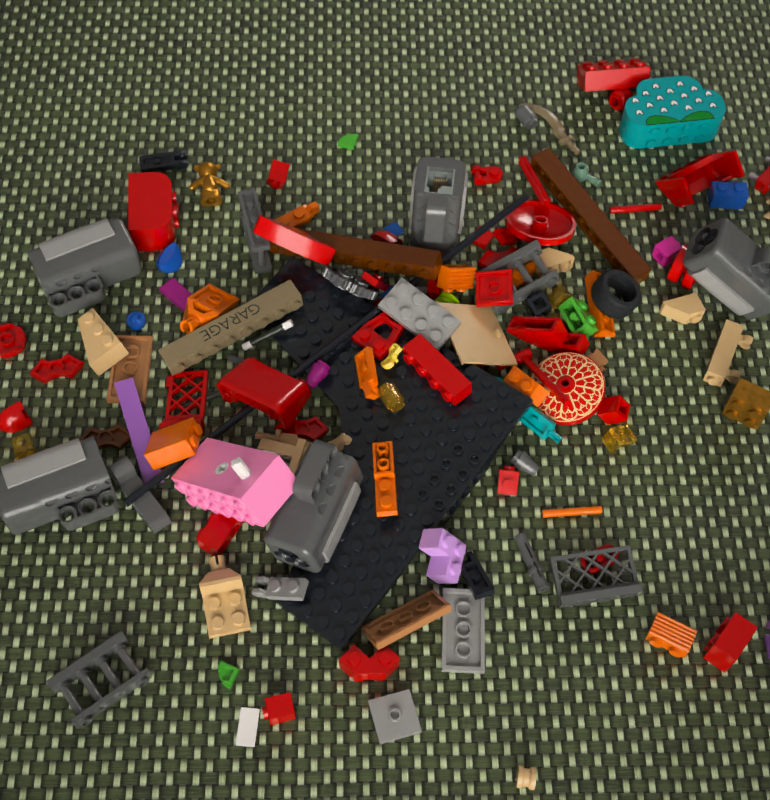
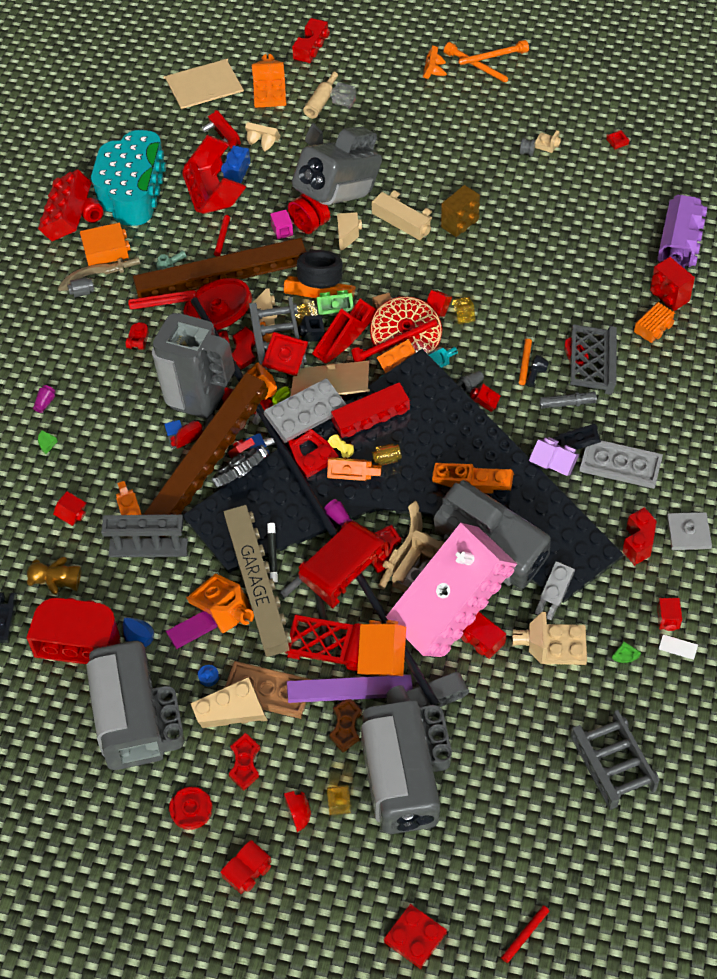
camera: 70 degrees left, 5 degrees down
(294, 240) = (186, 491): slope -> none
(393, 126) = (44, 398): none -> magenta cone
(405, 619) = (606, 498): medium nougat tile -> none
(568, 524) = (539, 366): none -> black bar
(583, 119) = (105, 244): none -> orange brick

